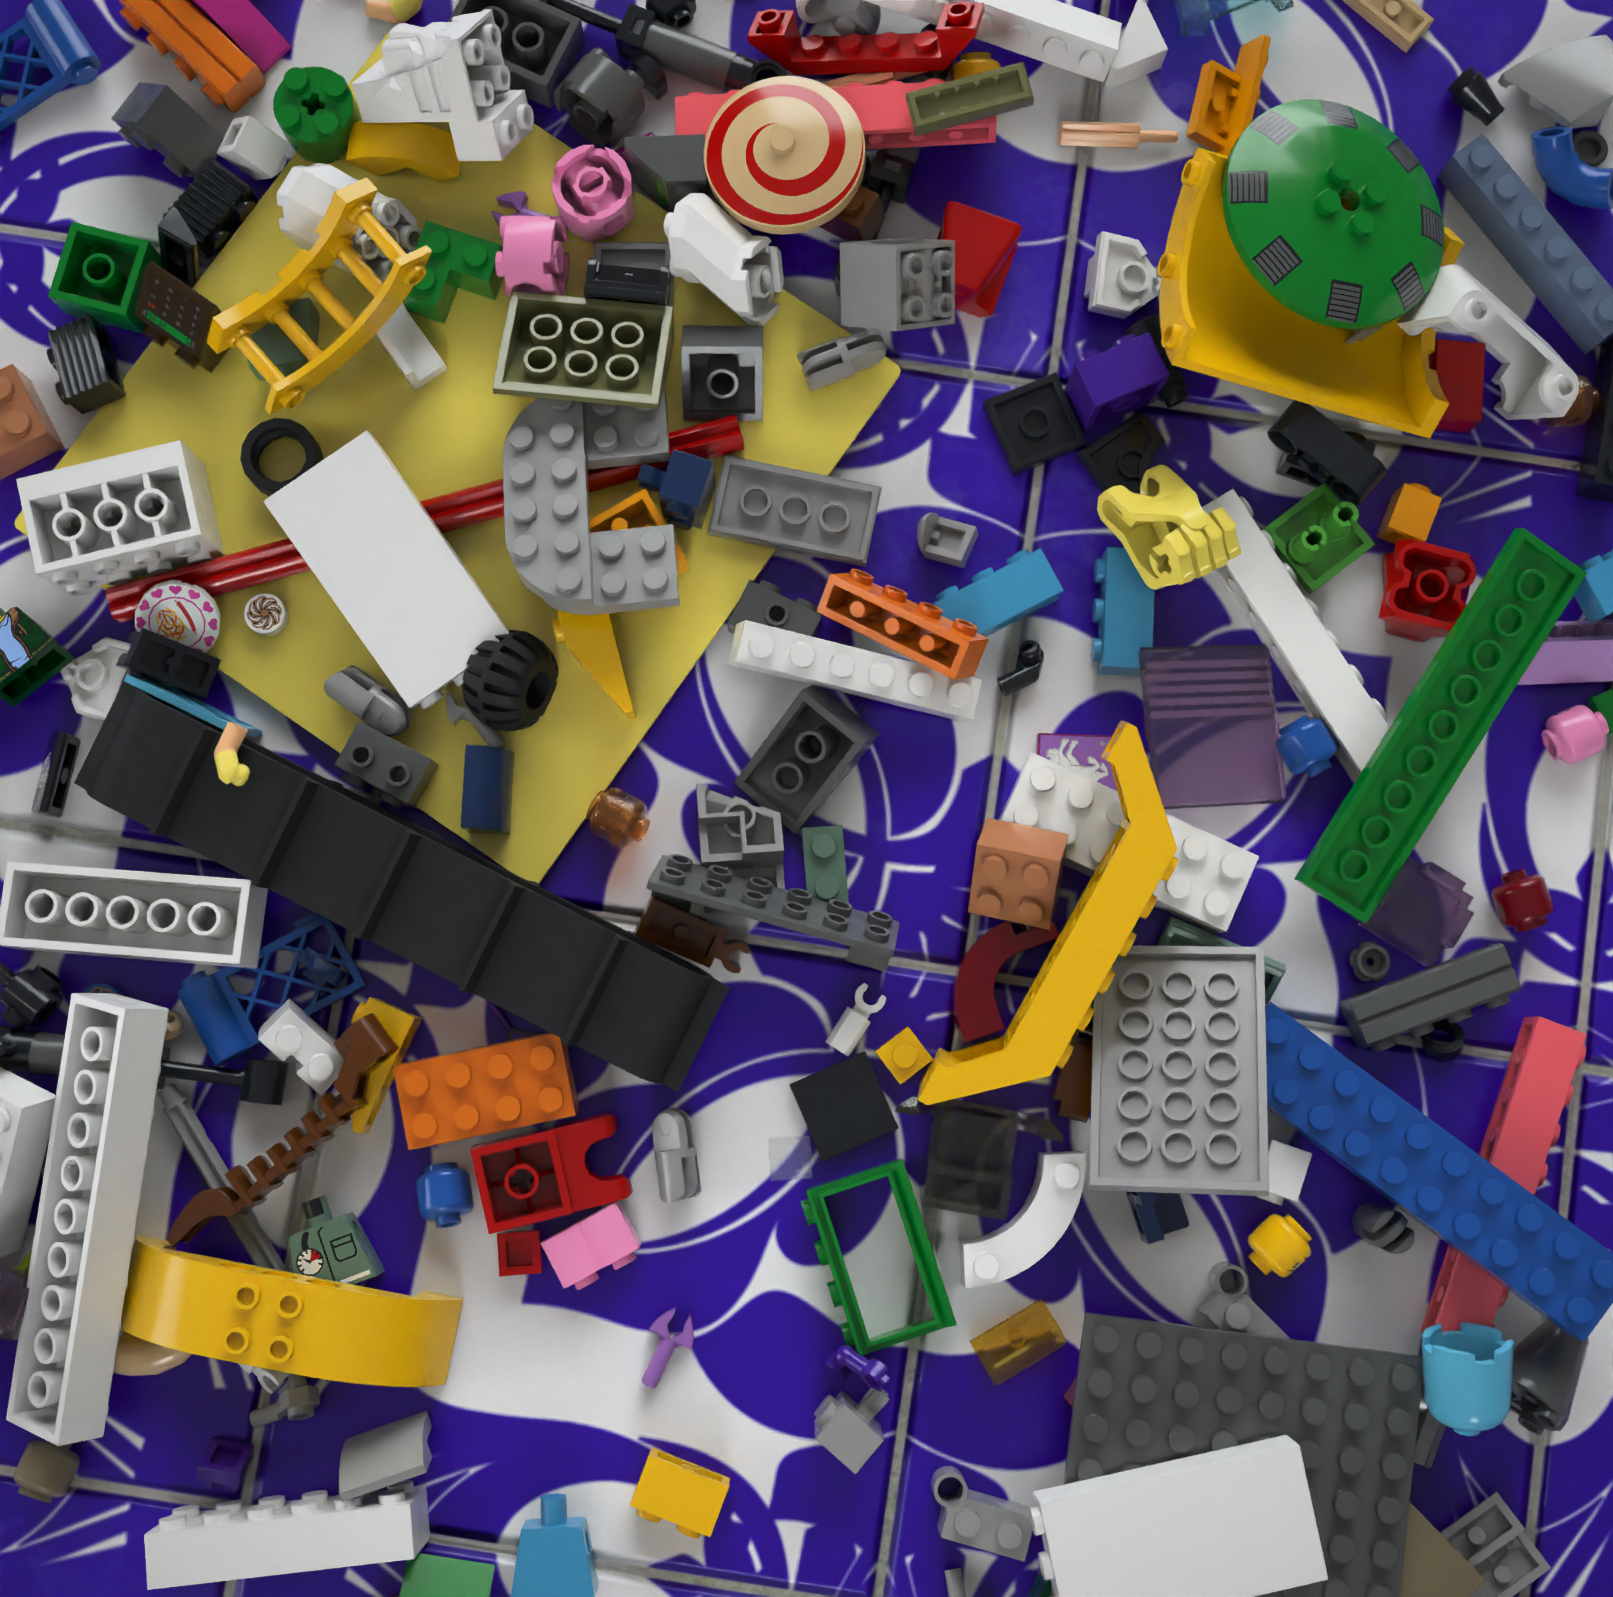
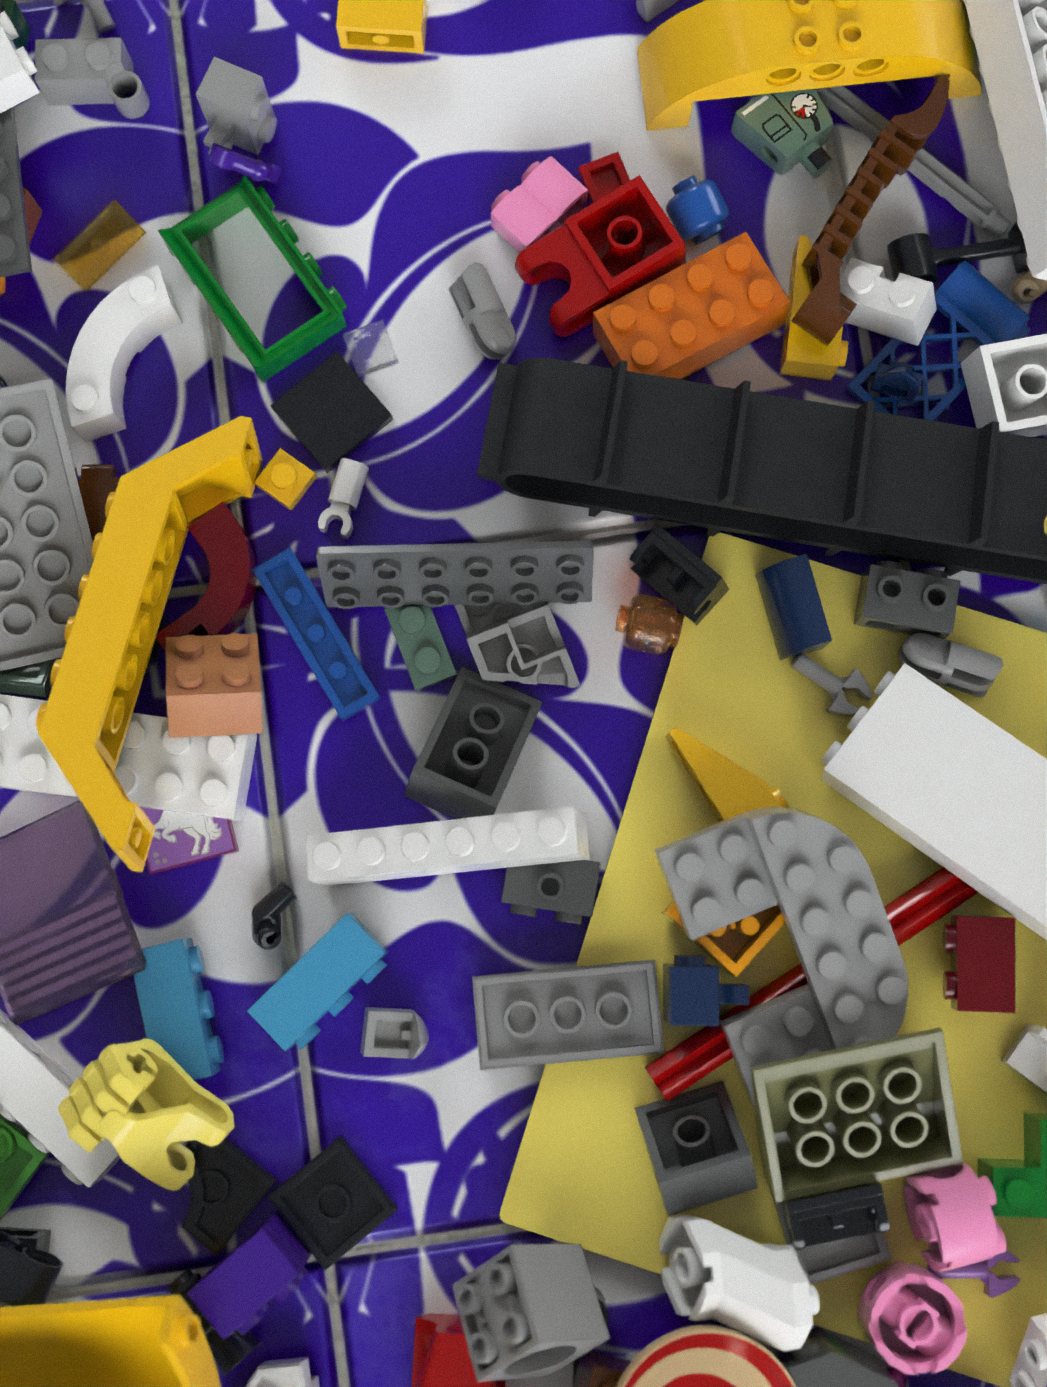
camera: 170 degrees right, 0 degrees up
(437, 443) = (980, 963): none -> dark red brick
(510, 681) = (808, 727): black wheel -> none
(578, 853) = (678, 574): none -> black hinge
(666, 1346) = (437, 144): medium lavender bar -> none
(687, 934) = (535, 523): reddish brown plate -> none
(841, 358) = (570, 1205): light grey arm -> none
(903, 625) = (410, 914): orange brick -> none
(915, 901) = (316, 634): none -> blue plate
(972, 1154) = (186, 390): clear smoke piece -> none

